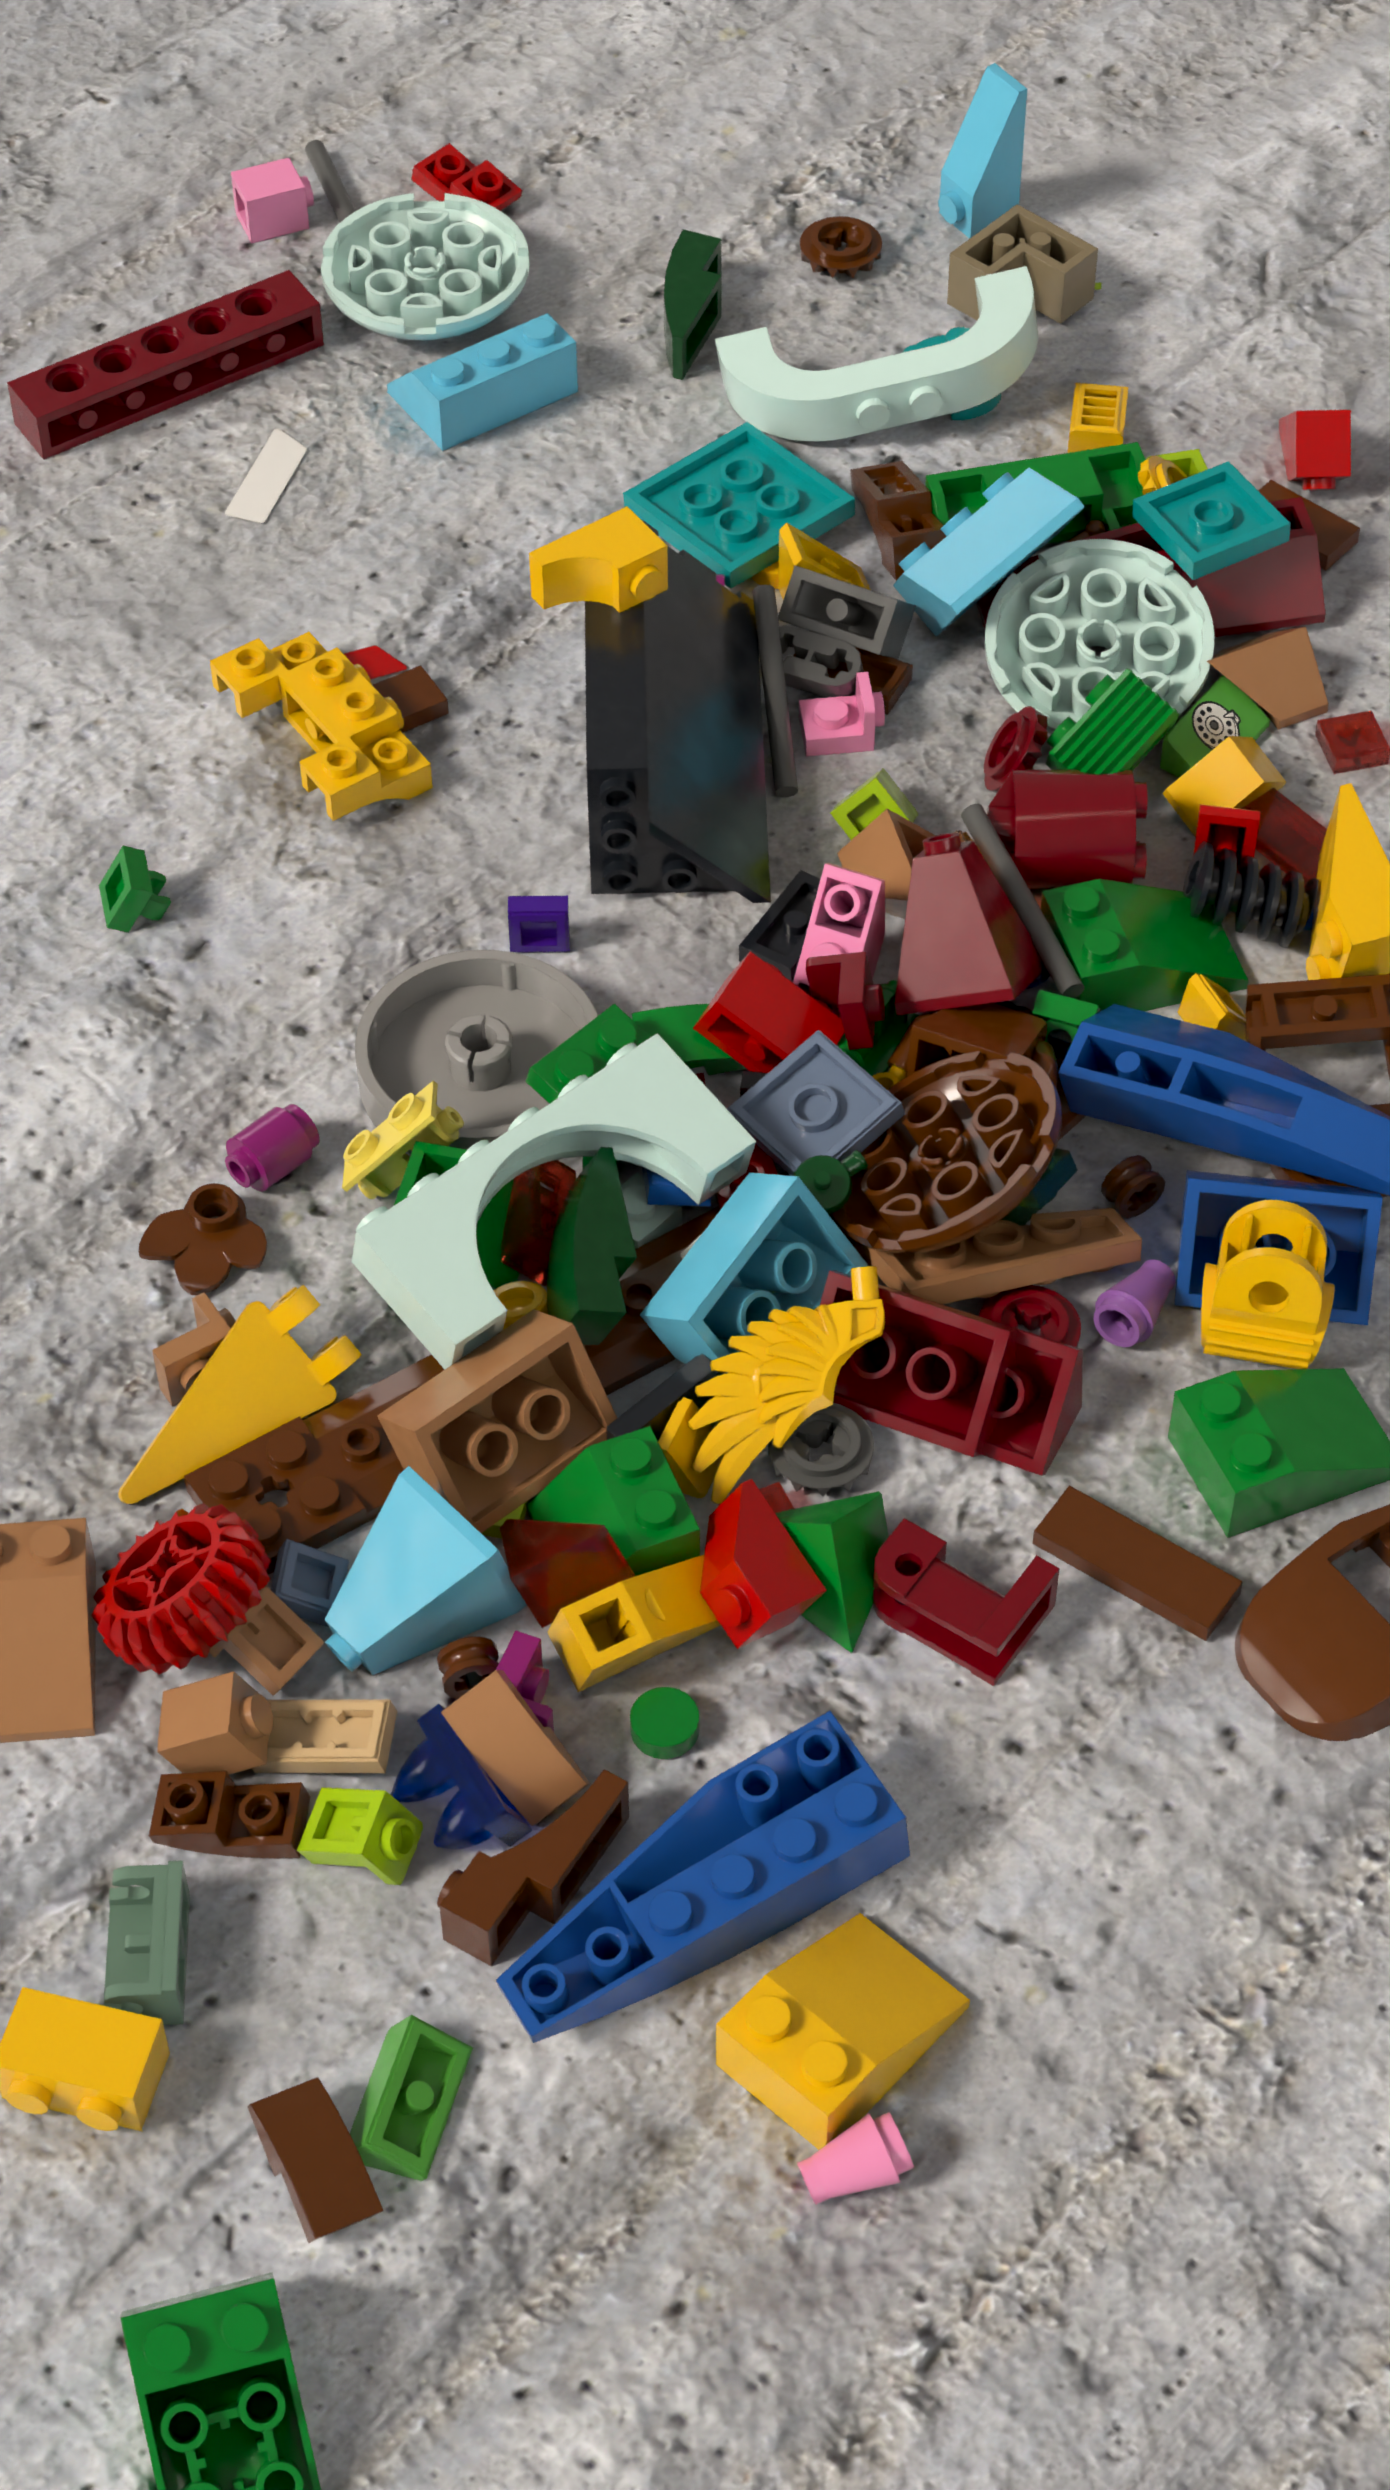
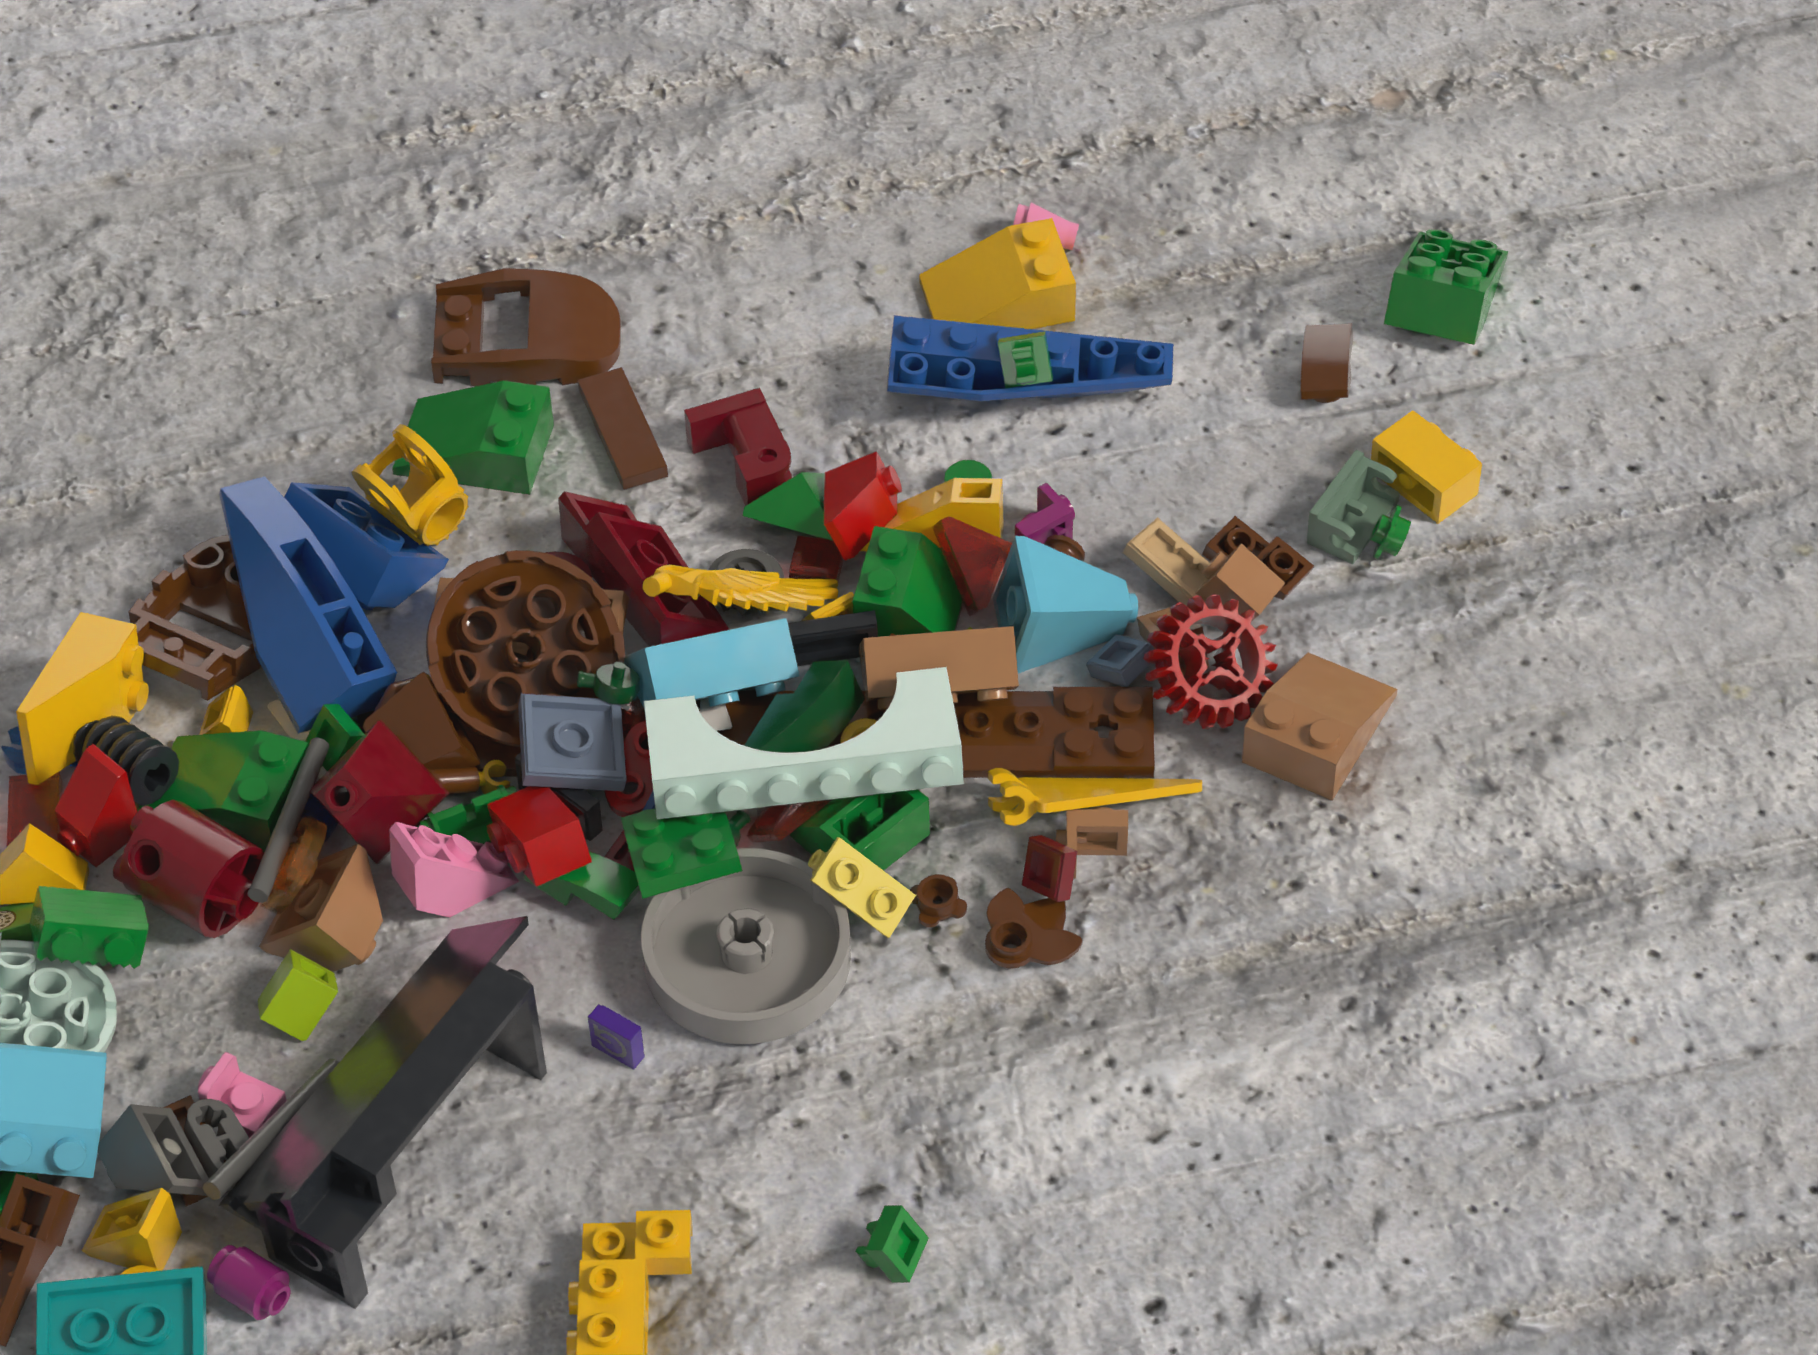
camera: 145 degrees left, 0 degrees up
(74, 1932) = (1390, 533): none -> green plate
(219, 1284) = (1049, 868): none -> dark red tile
(271, 1147) = (939, 963): magenta brick -> none
(323, 1205) = (938, 888): none -> reddish brown plate
(361, 1831) = (1192, 503): lime bracket -> none
(409, 2098) = (1255, 378): bright green slope -> none
(415, 696) = (540, 1323): reddish brown tile -> none
(477, 1808) = (1105, 489): clear blue tile -> none
(515, 1747) = (1074, 485): medium nougat slope -> none
(537, 1876) = (1104, 430): reddish brown slope -> none
(603, 562) = (369, 1136): yellow arch -> none
(684, 1841) = (1025, 359): none -> green tile
(783, 928) = (416, 938): black plate -> none
(847, 985) = (472, 793): dark red bracket -> none
(1015, 746) = (169, 989): dark red gear -> none
(1132, 1306) = (476, 549): medium lavender cone -> none
(1133, 1186) = (403, 628): reddish brown bush -> none

